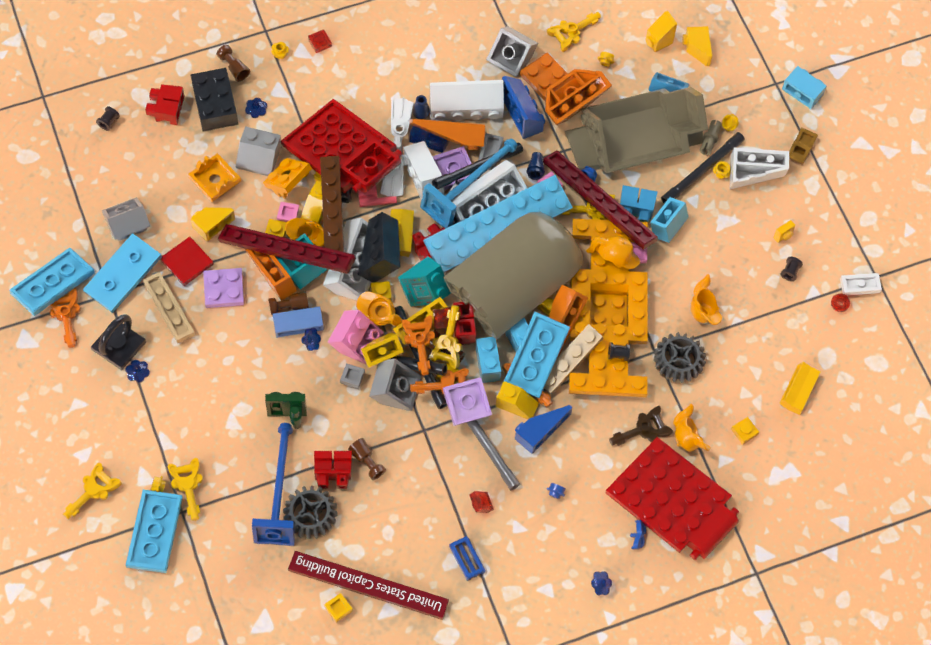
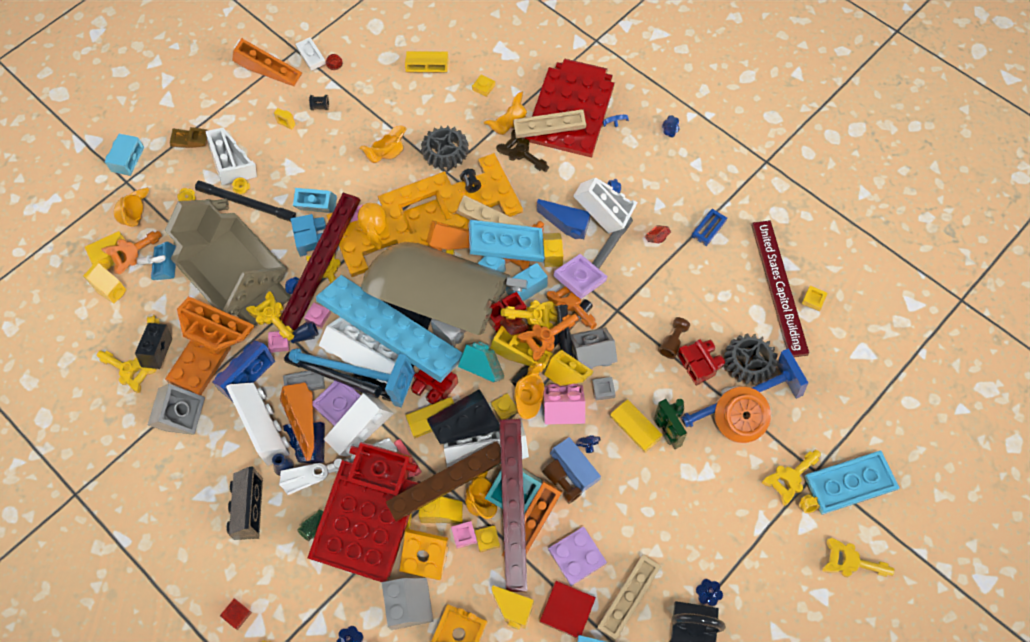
camera: 110 degrees left, 0 degrees up
(262, 473) = (730, 412): none -> orange piece
(306, 382) = (636, 425): none -> yellow piece
(358, 108) = (309, 527): none -> clear green cone
(399, 71) = (245, 504): none -> slope
(482, 336) = (516, 284): none -> light grey plate
(530, 459) = (604, 204): none -> white wedge
(537, 143) = (277, 343): none -> bright pink plate
(566, 146) = (270, 314): none -> yellow piece
(580, 50) = (153, 345): none -> black brick
(655, 458) = (549, 123): none -> tan plate
(668, 75) = (150, 260): none -> white piece
(689, 60) = (129, 251): none -> orange piece
(735, 73) = (130, 208): none -> light orange hair
(863, 238) = (261, 62): none -> orange slope

